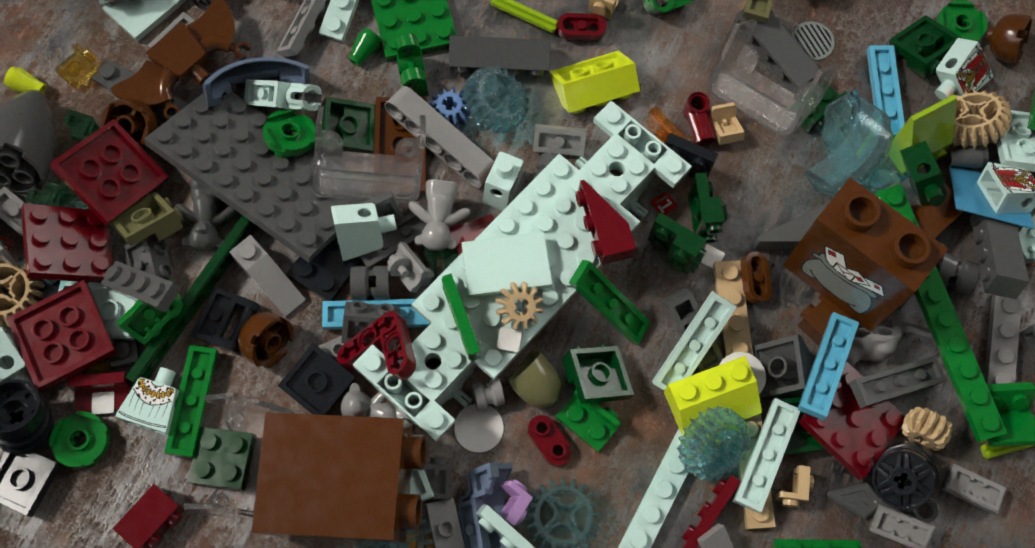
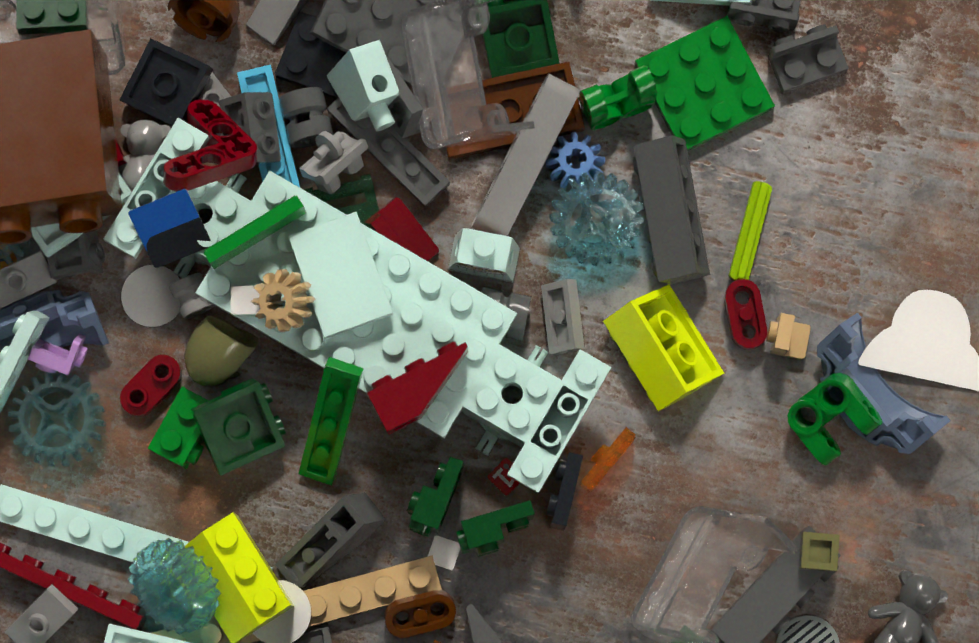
camera: 80 degrees right, 10 degrees up
(364, 46) = (643, 28): green cone -> none
(440, 198) = (431, 177): light grey piece -> none
(440, 384) = (169, 228): none -> sticker
(695, 340) = (304, 541): light aqua plate -> none
(700, 120) = (632, 504): dark red piece -> none
(726, 124) = (637, 539): tan bracket -> none

